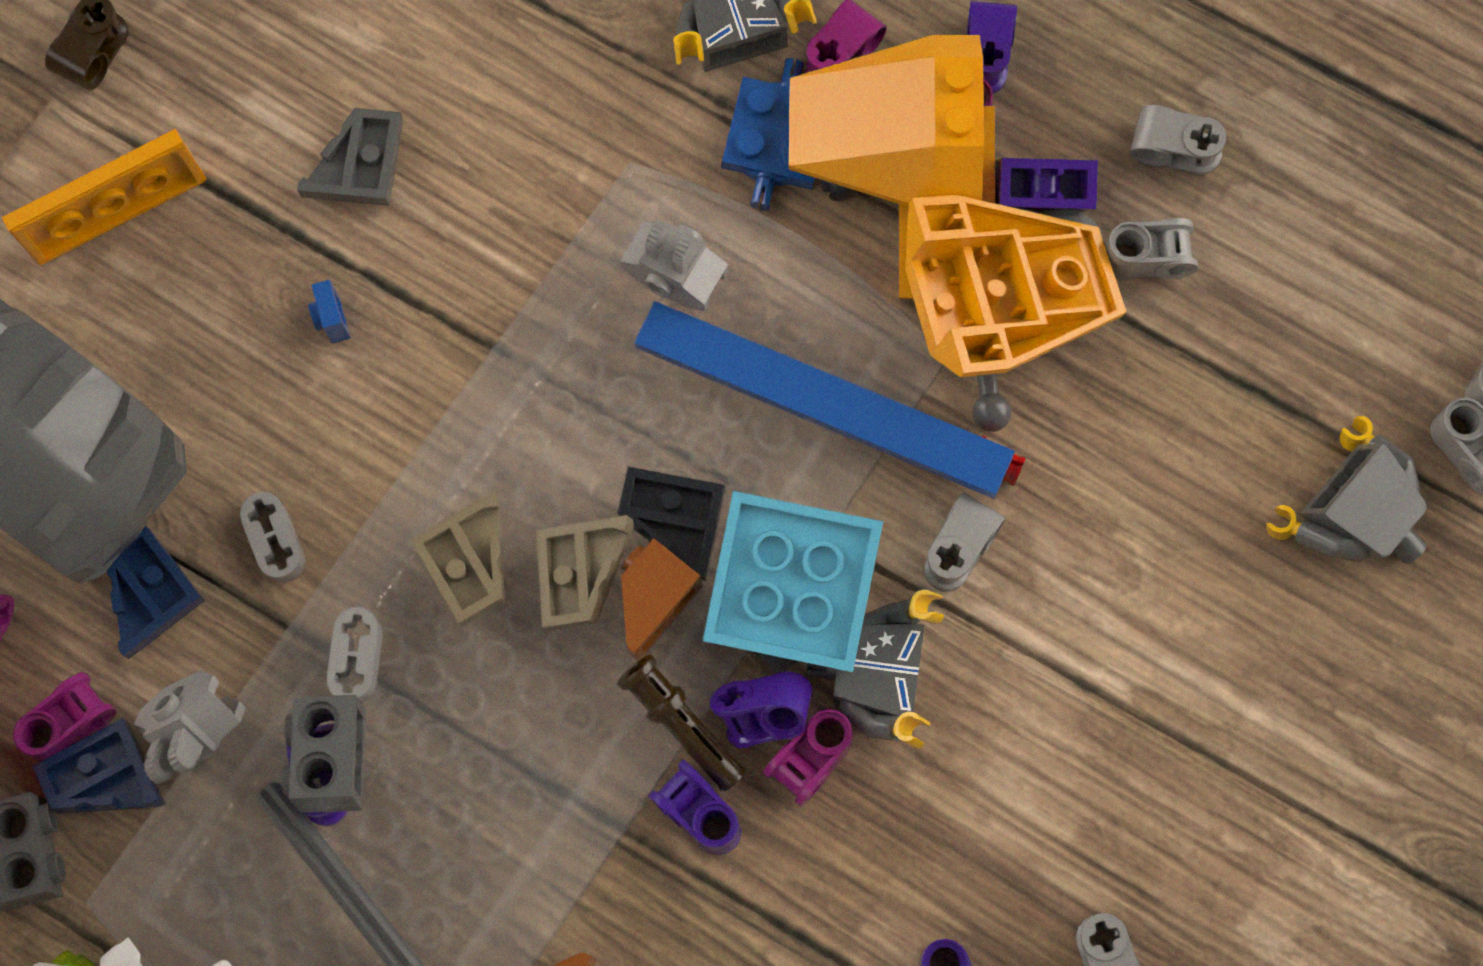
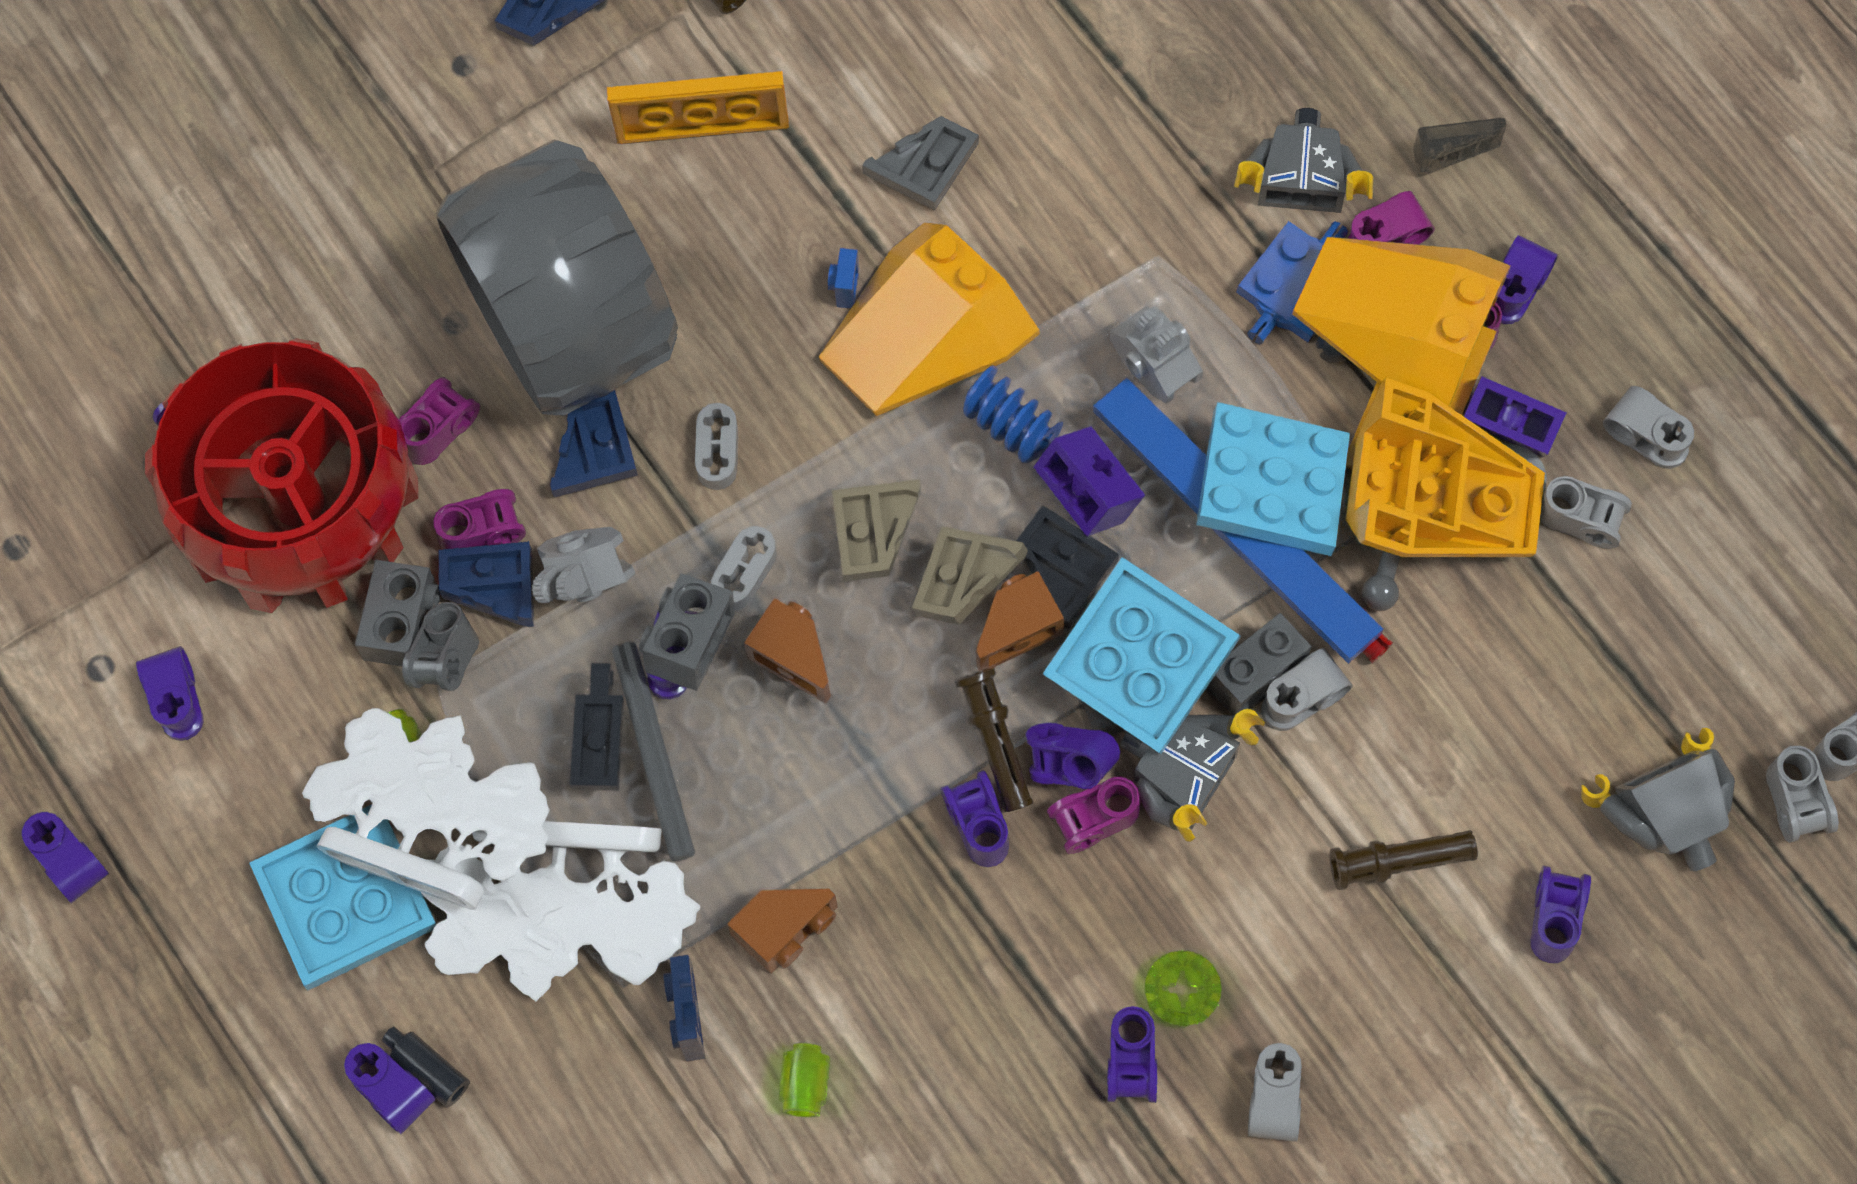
camera: 20 degrees right, 5 degrees down
(81, 869) = (444, 647): none -> dark grey piece
(278, 894) = (597, 734): none -> black plate
(429, 324) = (926, 322): none -> light orange wedge
(435, 719) = (790, 648): none -> dark orange slope
(556, 390) = (1008, 417): none -> blue piece
(663, 423) = (1089, 481): none -> dark purple brick
(843, 344) = (1273, 479): none -> medium azure plate
(908, 535) = (1256, 663): none -> dark grey brick
(981, 873) = (1199, 974): none -> clear neon green gear
(1109, 682) = (1382, 860): none -> dark brown pin
(1300, 650) = (1559, 905): none -> dark purple piece

